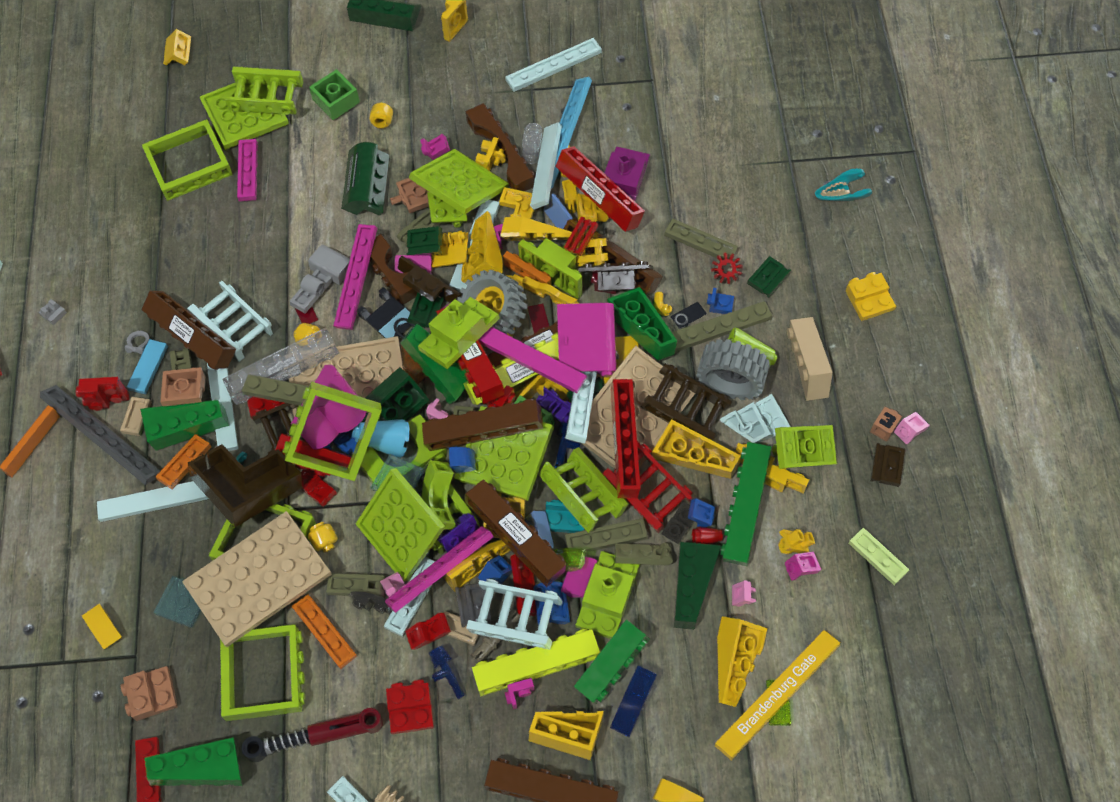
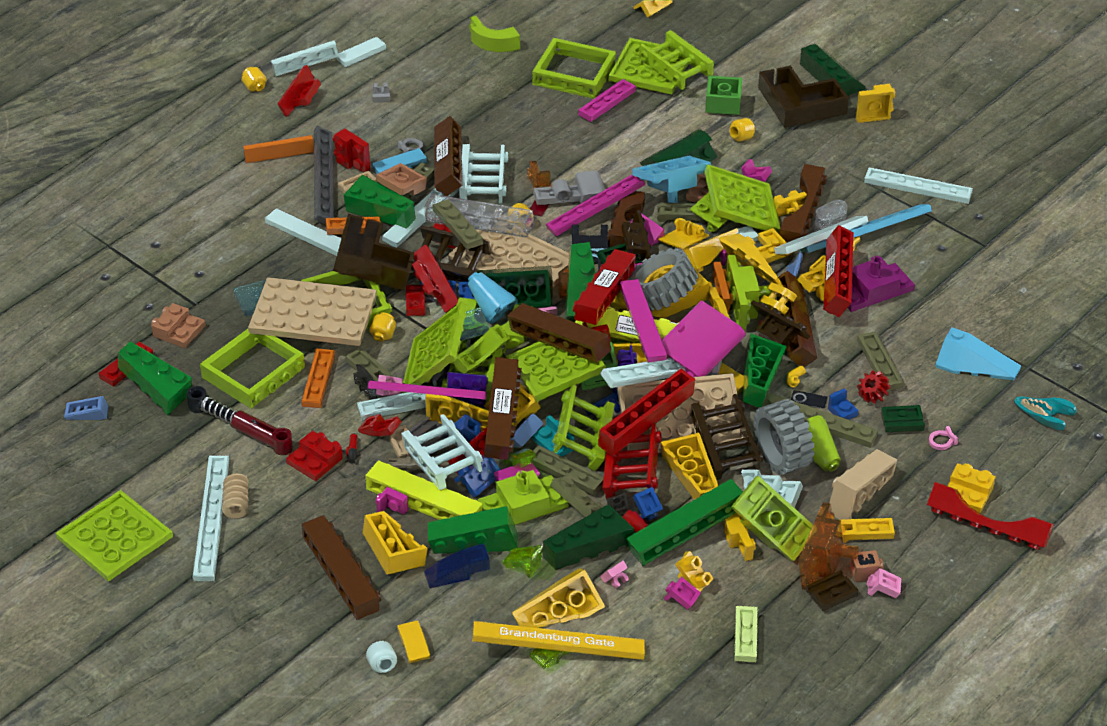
camera: 45 degrees right, 20 degrees down
(87, 185) = (493, 40): none -> lime arch
(101, 626) = (195, 273): yellow slope -> none
(273, 287) = (537, 177): none -> clear orange bracket
(329, 417) = (471, 250): dark pink brick -> none
(345, 398) = (473, 277): lime window -> none
(389, 201) = (672, 175): none -> medium azure brick
(394, 58) = (798, 102): none -> dark brown piece
(424, 241) = (668, 215): dark green plate -> none
(427, 670) = (351, 450): none -> piece
(441, 658) = (364, 448): clear blue piece -> none
(457, 330) = (610, 260): lime brick -> none
(462, 459) = (521, 343): blue brick -> none
(571, 245) = (776, 278): red tile -> none
(671, 645) = (525, 557): none -> clear neon green slope
(750, 184) = (969, 354): none -> medium azure wedge
(805, 261) = (953, 439): none -> bright pink piece
(849, 392) = (867, 529): none -> yellow plate
(854, 436) = (823, 548): none -> clear orange brick
(946, 297) = (950, 500): none -> red arch

